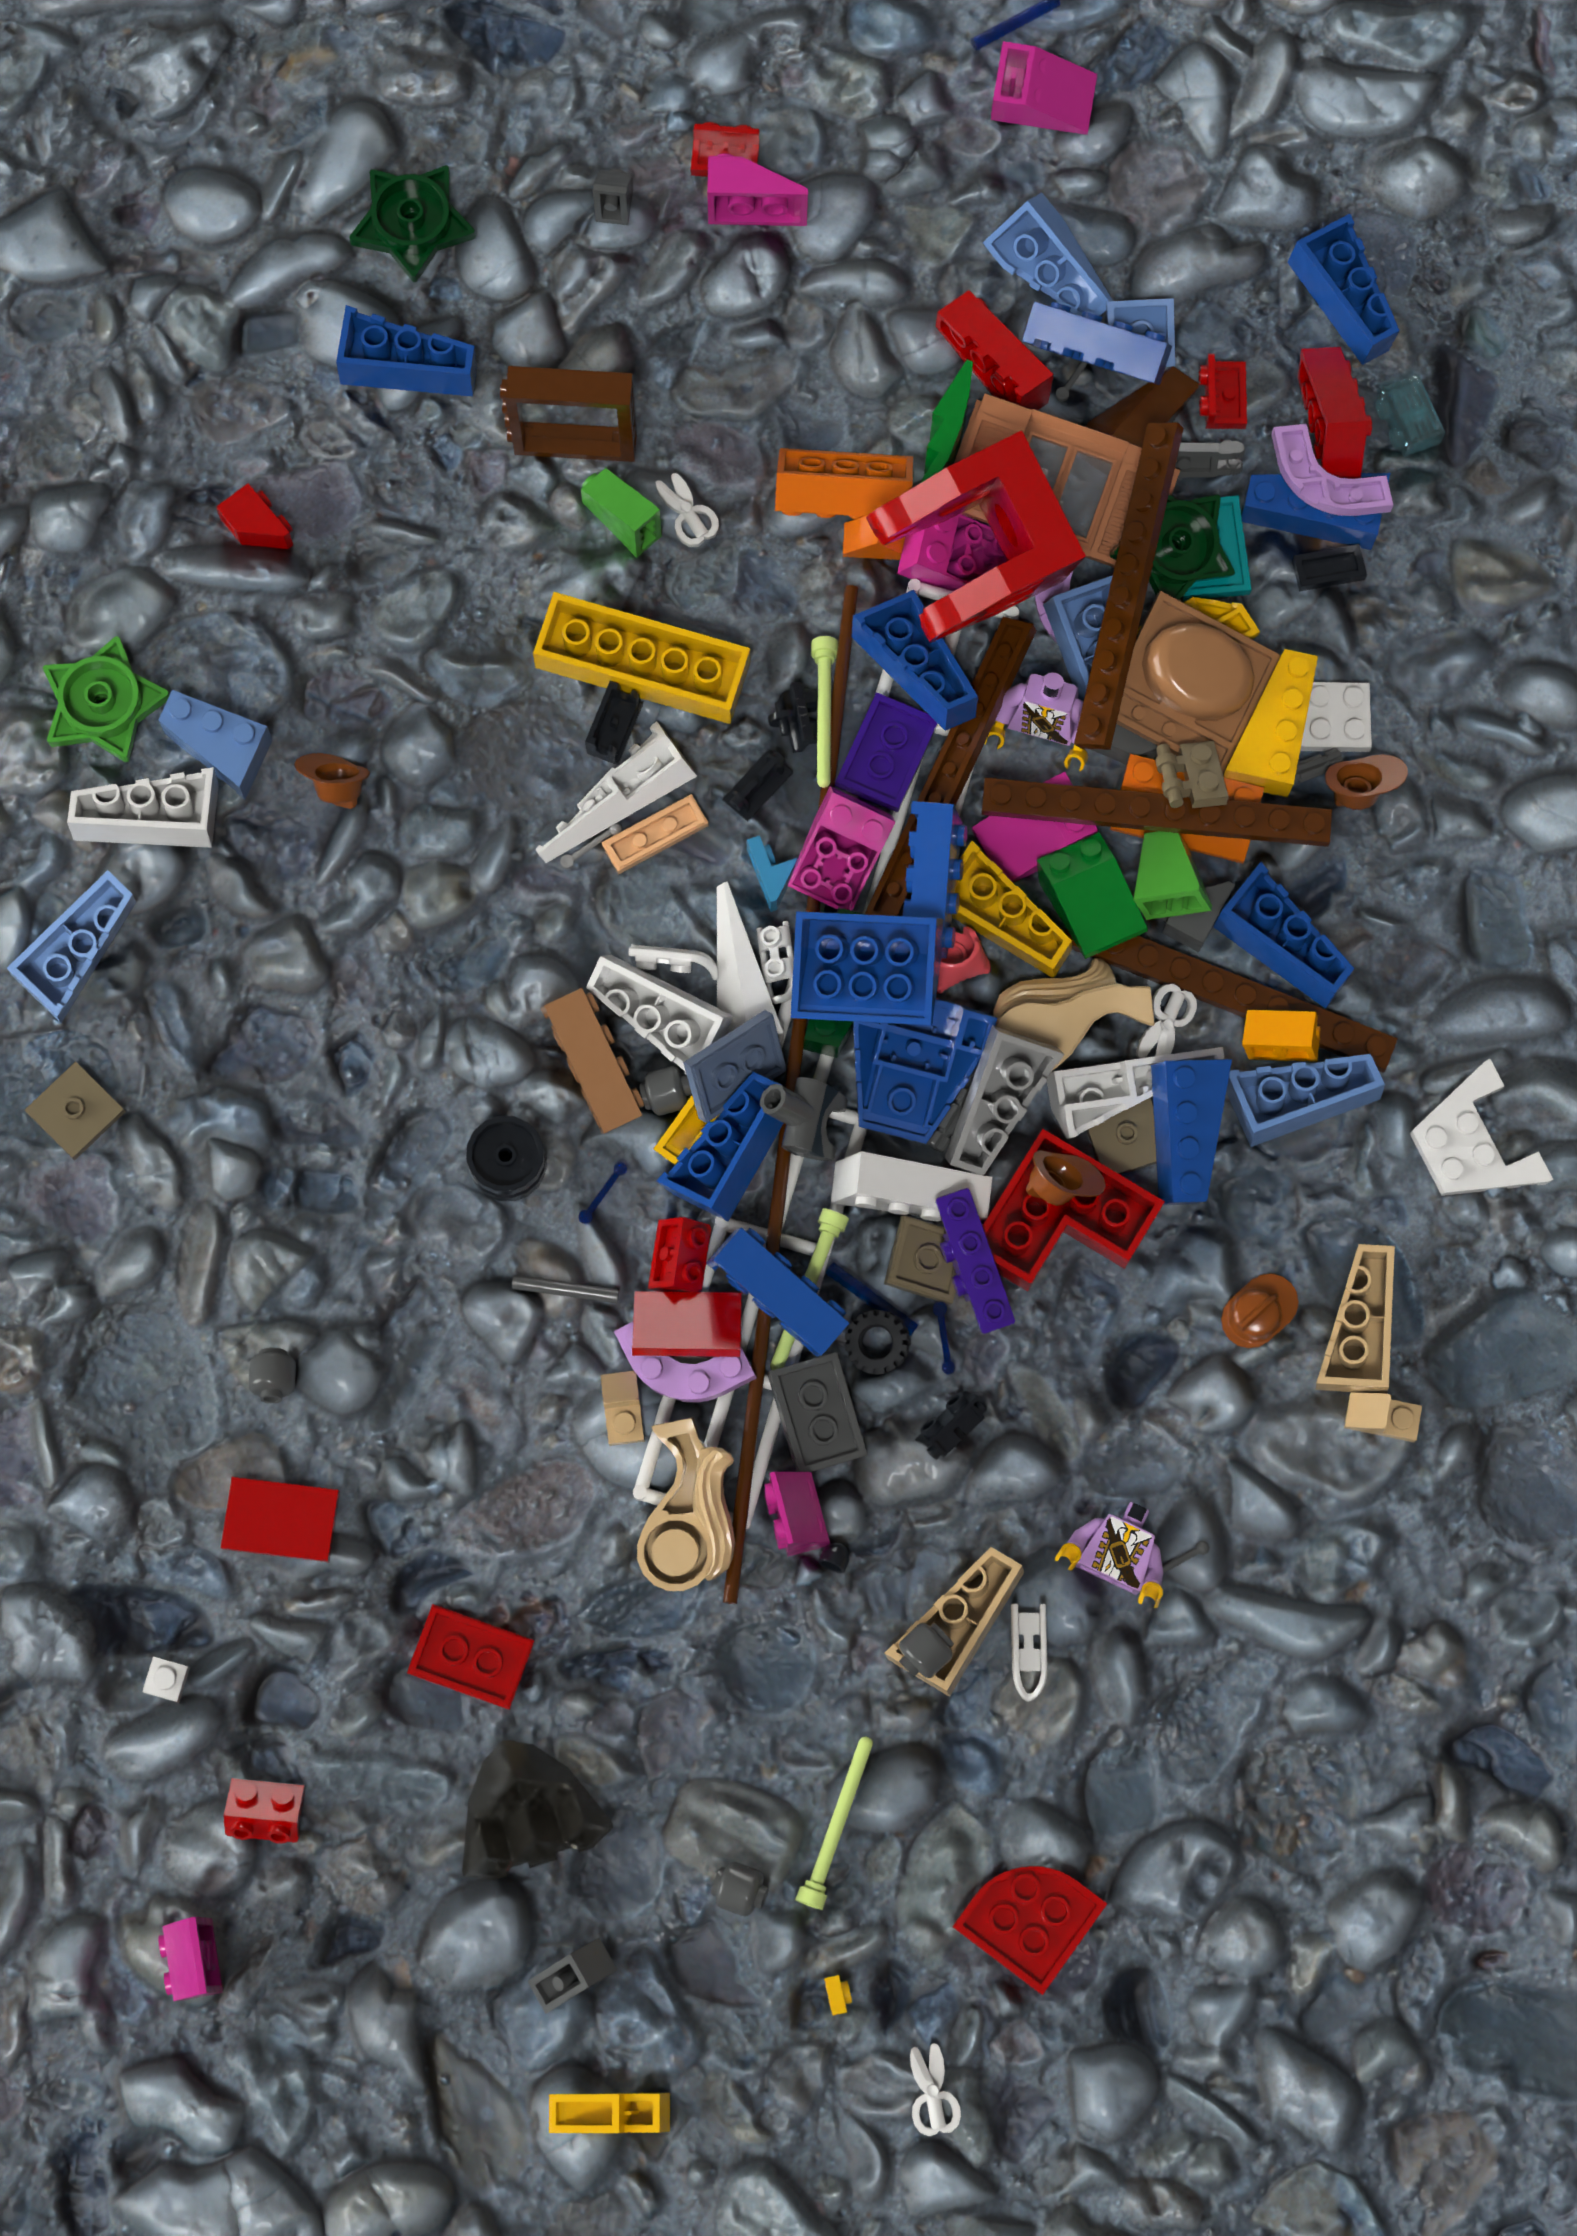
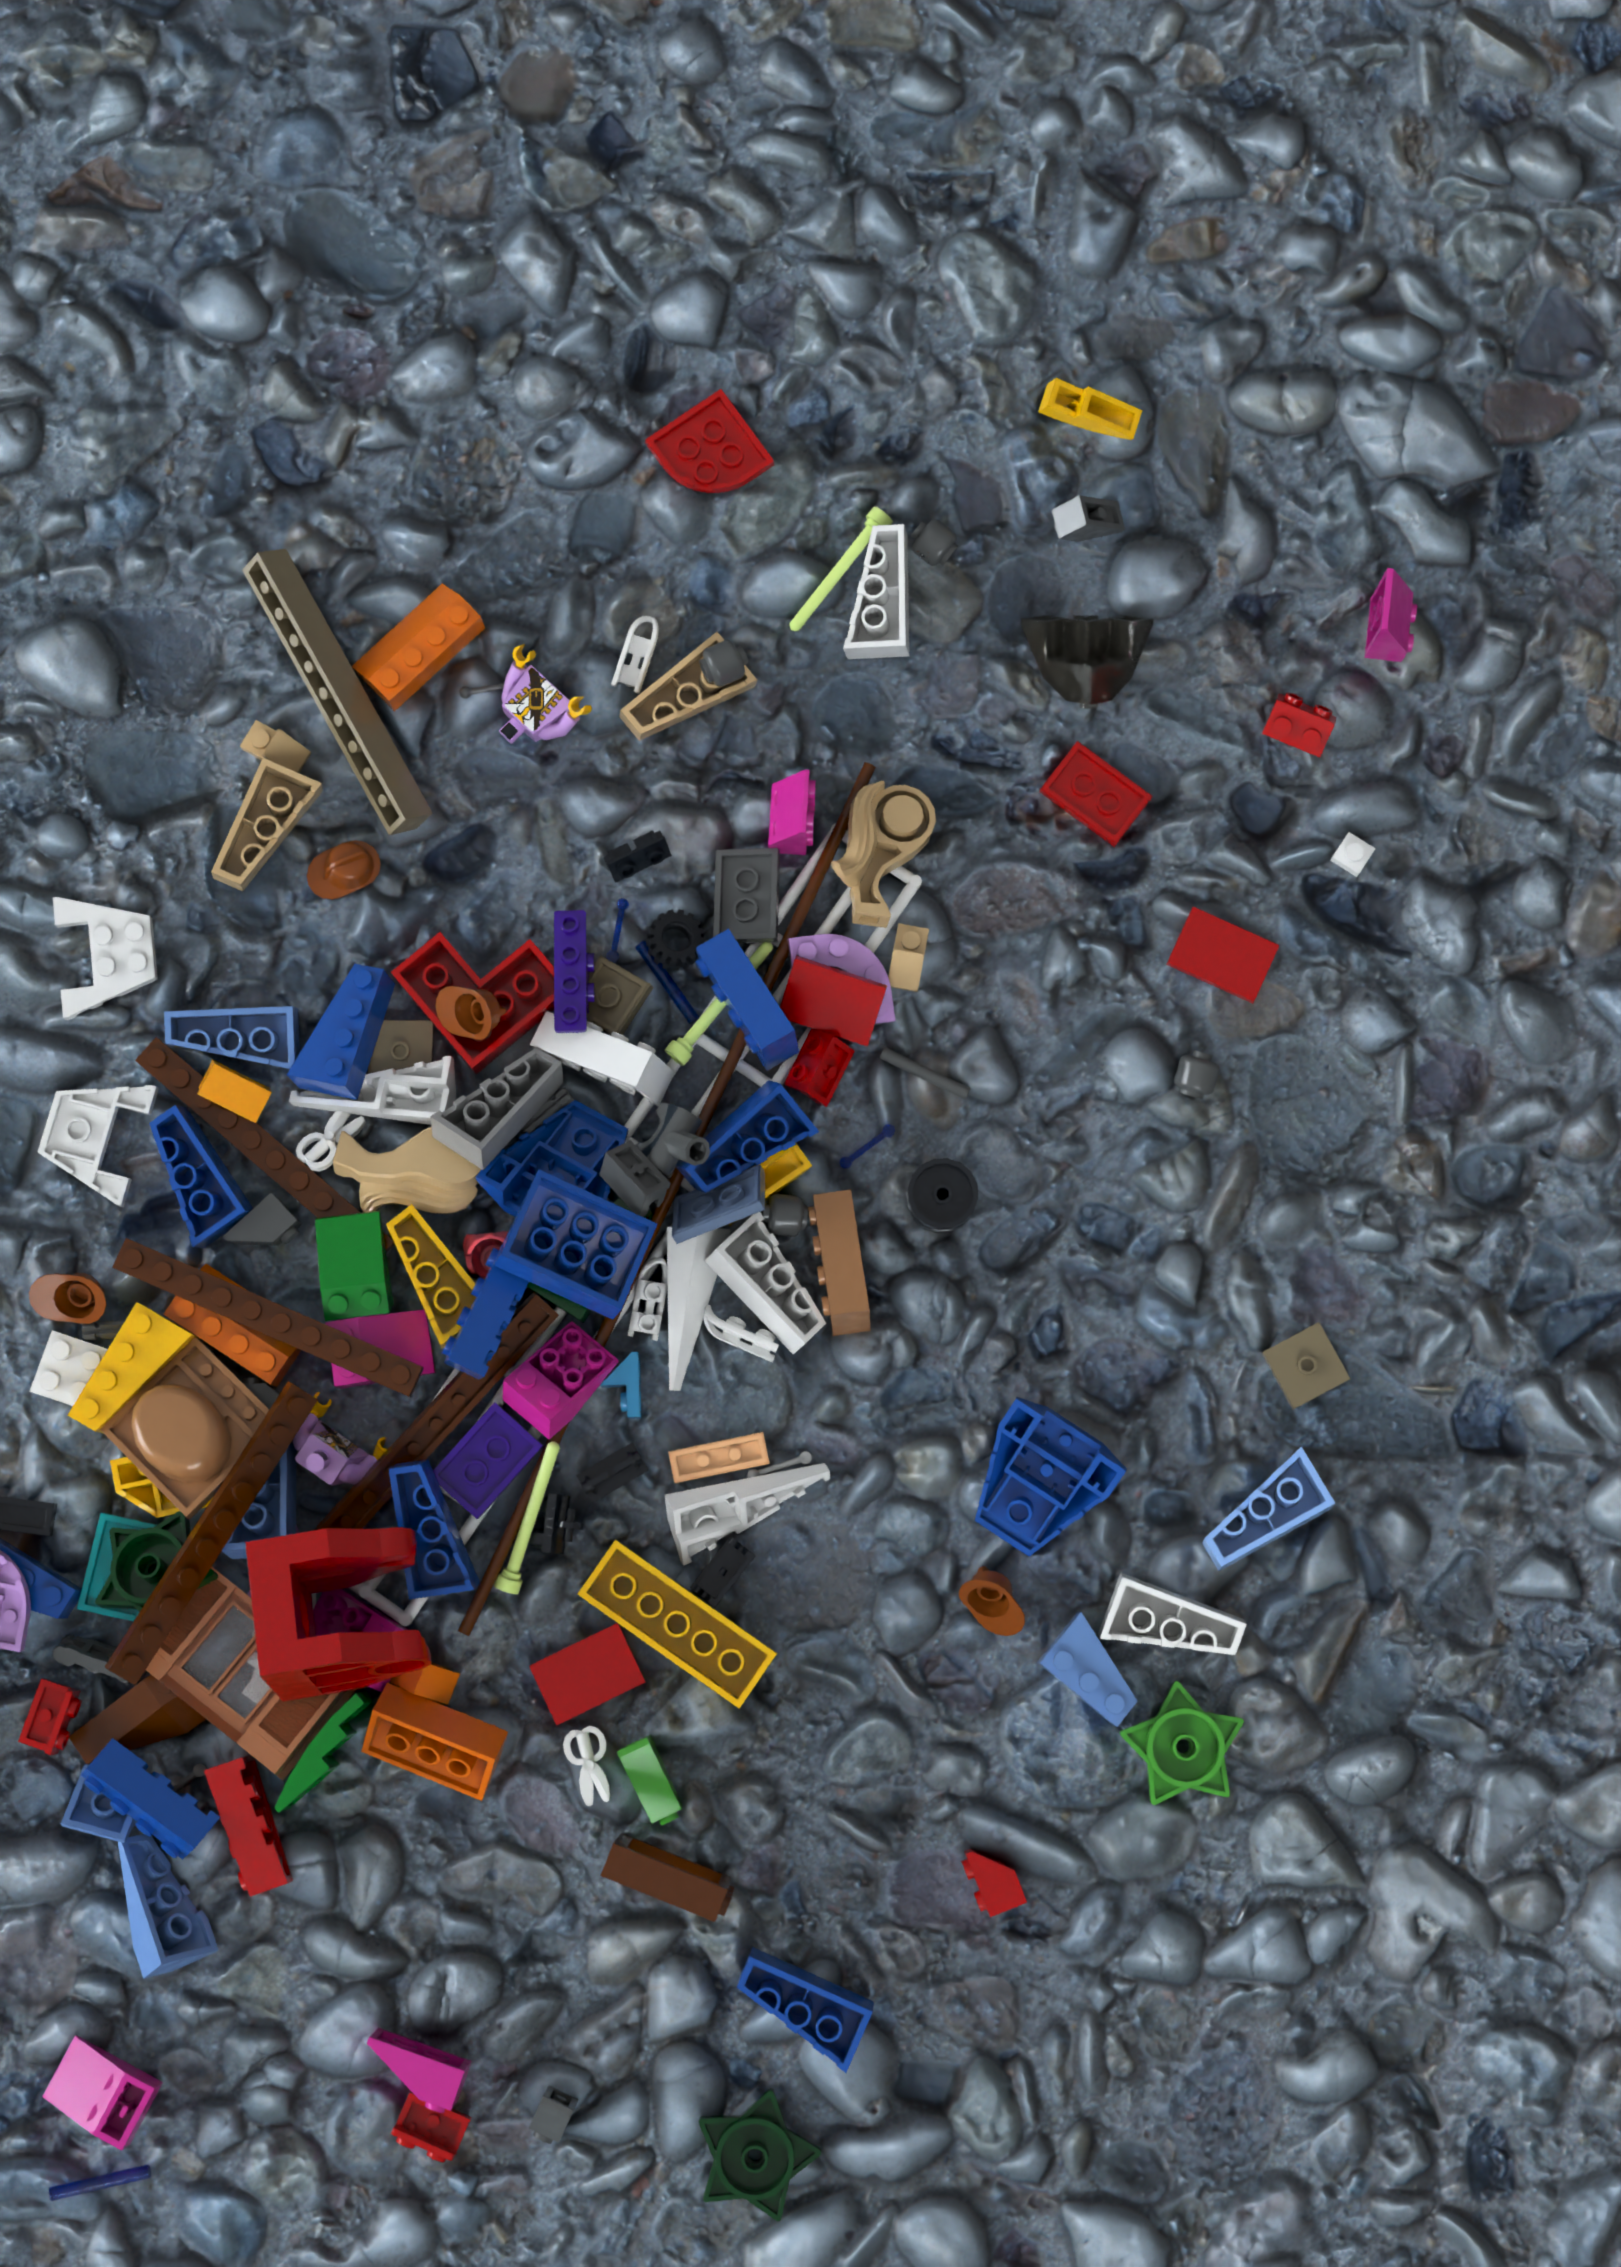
camera: 160 degrees left, 5 degrees up
(315, 913) = (1042, 1476): none -> blue wedge
(717, 589) = (587, 1674): none -> red tile
(775, 1796) = (882, 603): none -> white wedge
(831, 1061) = (634, 1178): none -> dark grey hinge
(835, 1558) = (768, 776): black hinge -> none
(838, 1994) = (881, 439): yellow plate -> none
(931, 2083) = (831, 355): white piece -> none
(1168, 878) = (278, 1257): bright green slope -> none
(1202, 775) = (214, 1337): dark tan plate -> none
(1273, 1580) = (419, 646): none -> orange slope
(1341, 1497) = (337, 691): none -> dark tan brick
(1424, 950) = (81, 1129): none -> white wing

